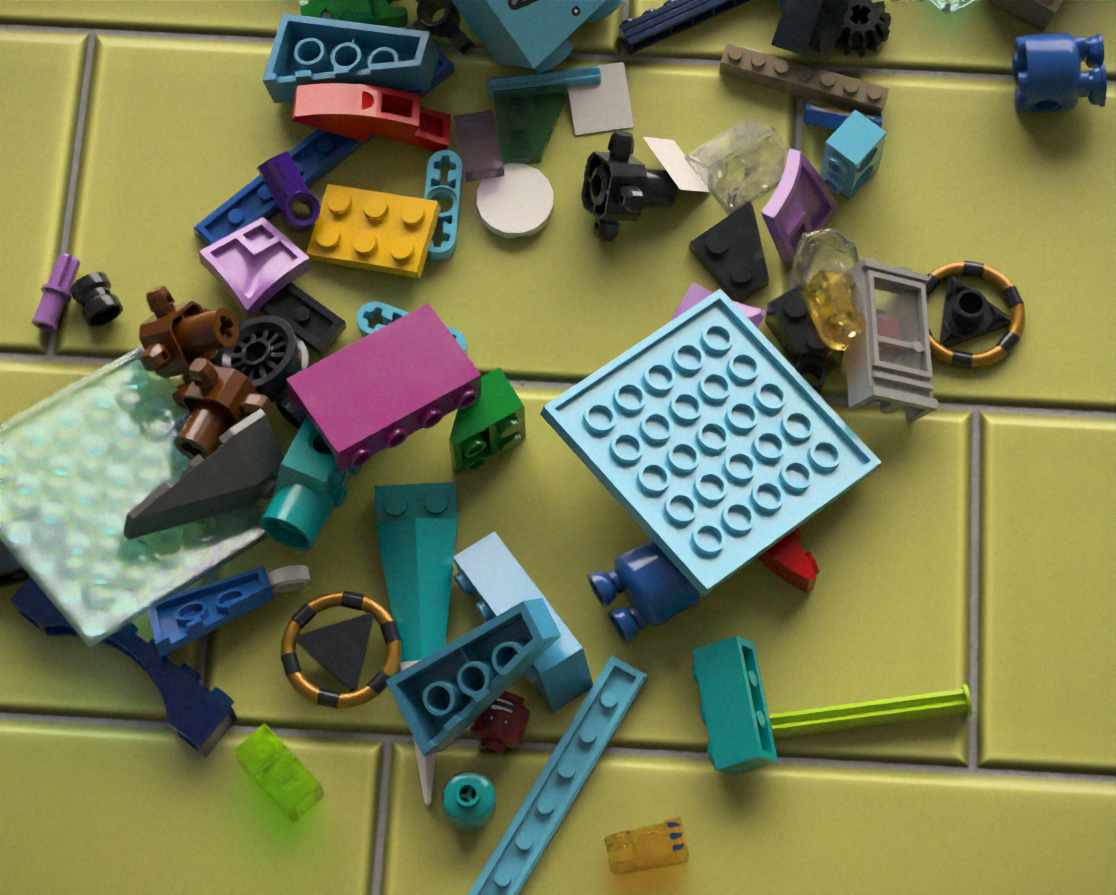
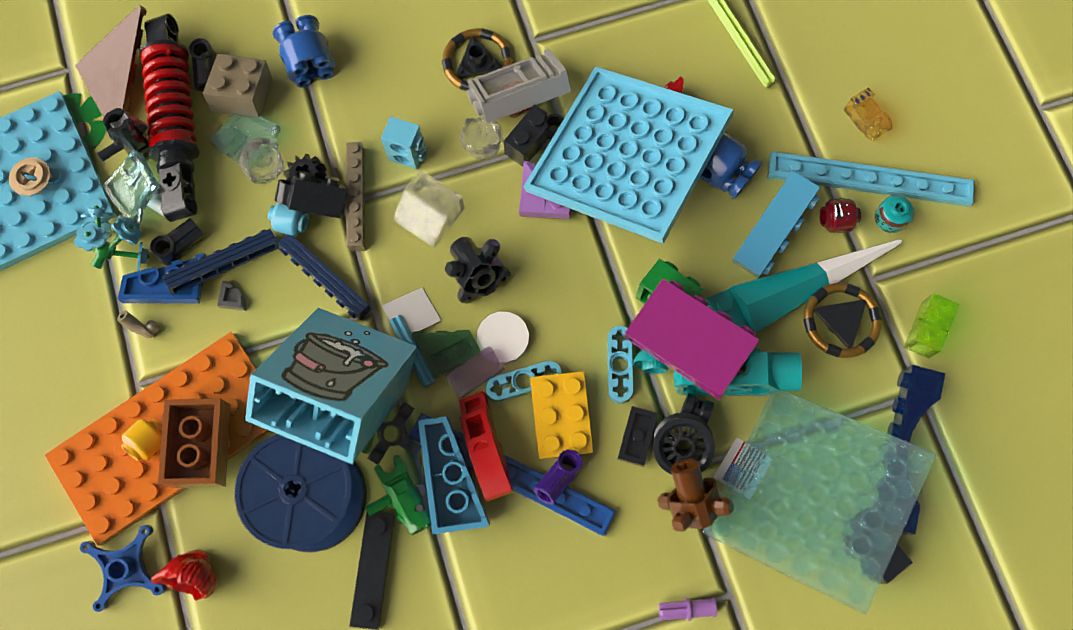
camera: 110 degrees left, 5 degrees up
(95, 296) = (683, 577): black wheel -> none
(207, 608) = (856, 404): blue wing -> none
(215, 403) = (735, 452): reddish brown piece -> none
(225, 481) = (773, 423): dark grey wedge -> none
(254, 264) = (616, 480): medium lavender plate -> none
(289, 578) = (812, 371): white tile -> none
(466, 676) = (836, 225): dark azure wedge -> none
(675, 164) = (445, 245): white sticker -> none
(734, 254) = (490, 196): black wing -> none
(734, 706) = (772, 96): teal brick -> none
(798, 205) = (439, 160): medium lavender plate -> none
(832, 117) = (376, 163): blue tile -> none
(834, 308) = (517, 111): clear yellow leg -> none

